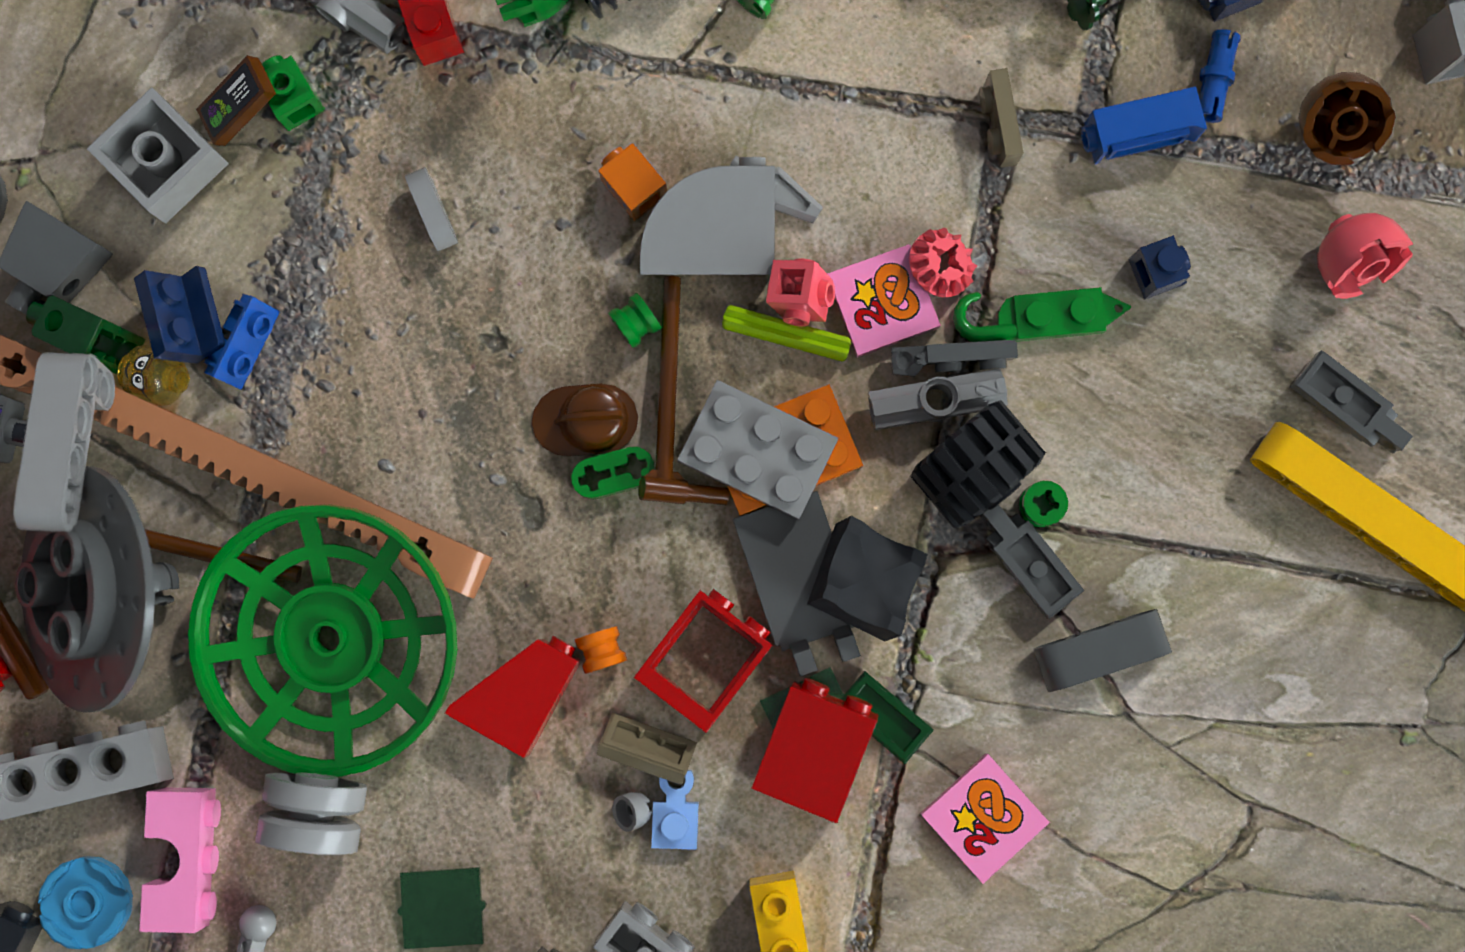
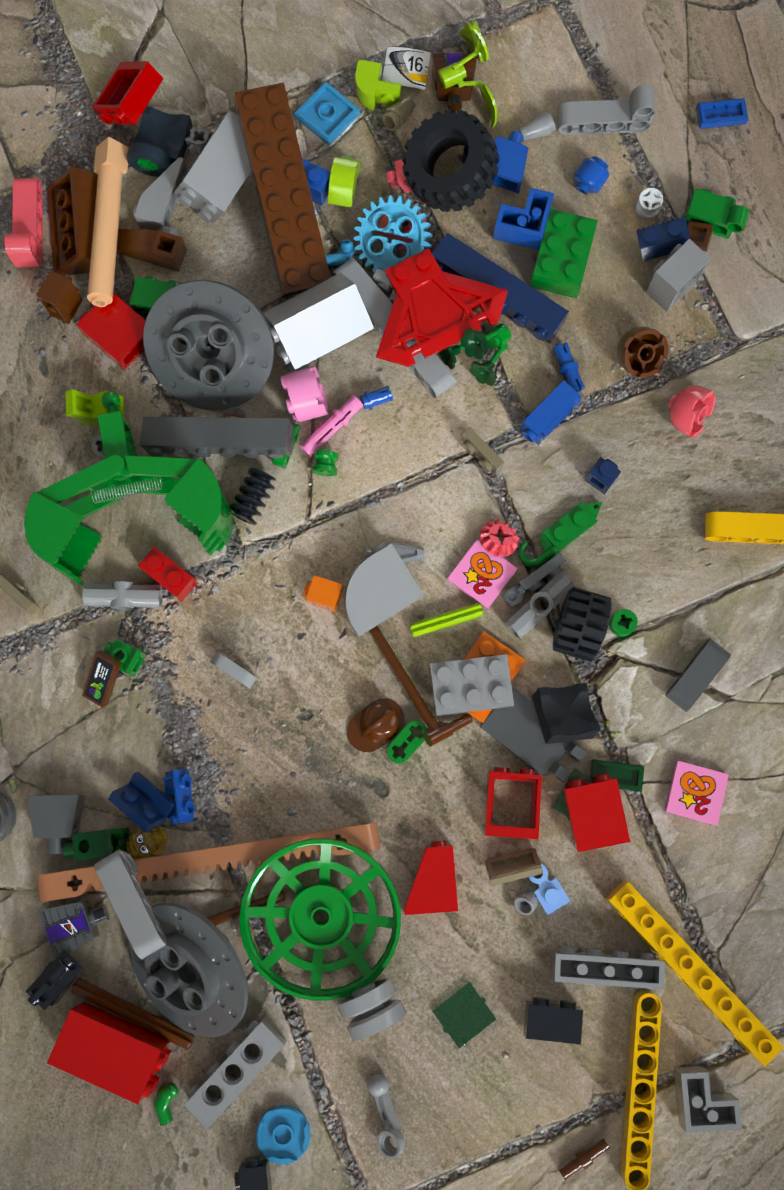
camera: 35 degrees left, 5 degrees down
(157, 156) = (80, 730): light grey brick -> none
(188, 822) = (309, 1056): bright pink arch -> none
(601, 649) = (459, 833): orange wheel -> none
(634, 320) = (369, 660): green wheel -> none
(800, 291) = (434, 594): coral brick -> none
(1031, 561) = (636, 654): dark grey hinge -> none
(1350, 403) = (733, 482): dark grey hinge -> none

